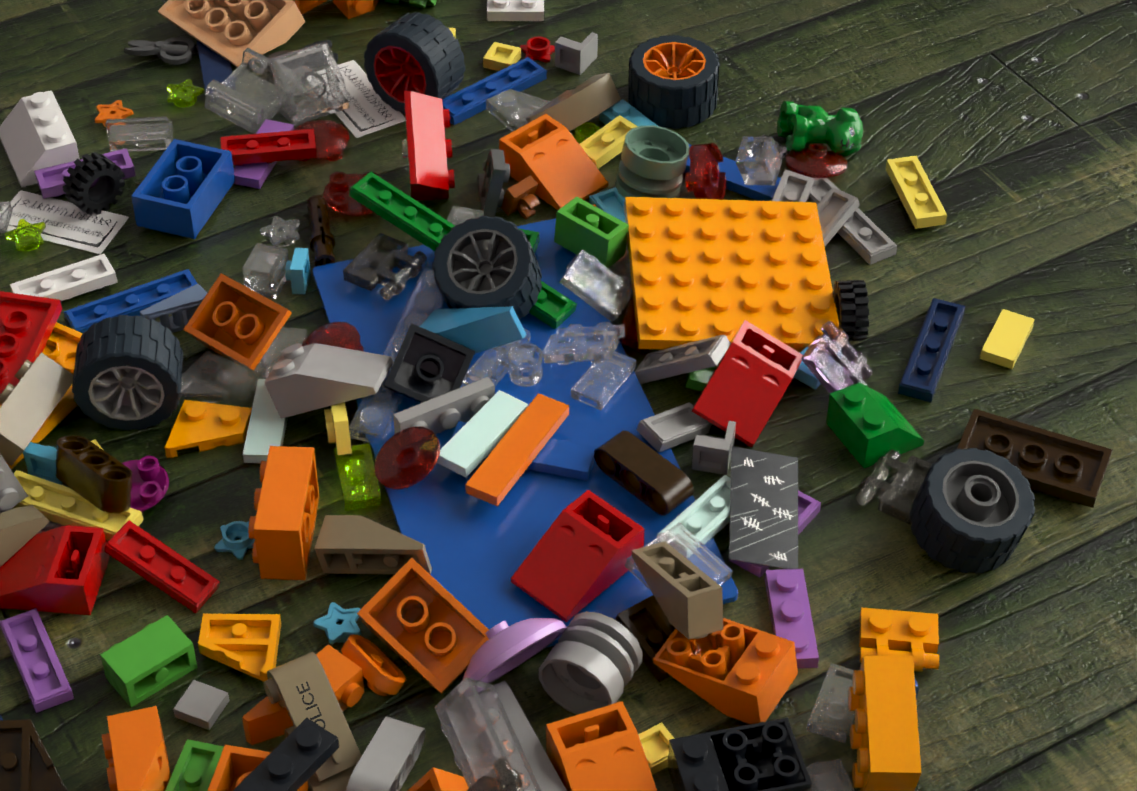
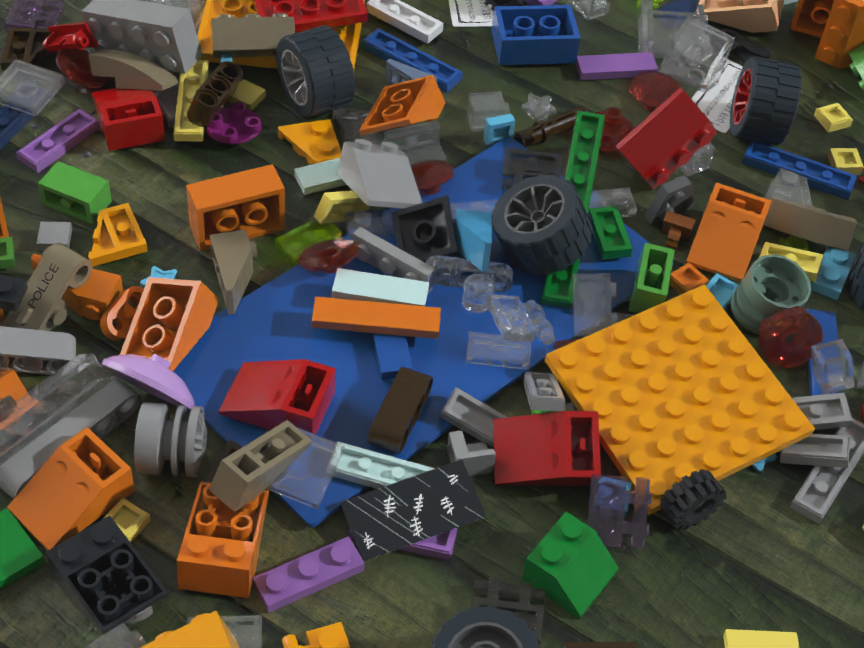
camera: 60 degrees right, 5 degrees up
(162, 566) = (161, 166): red tile -> none
(270, 146) = (614, 61): red plate -> none
(931, 350) = (705, 589): dark blue tile -> none

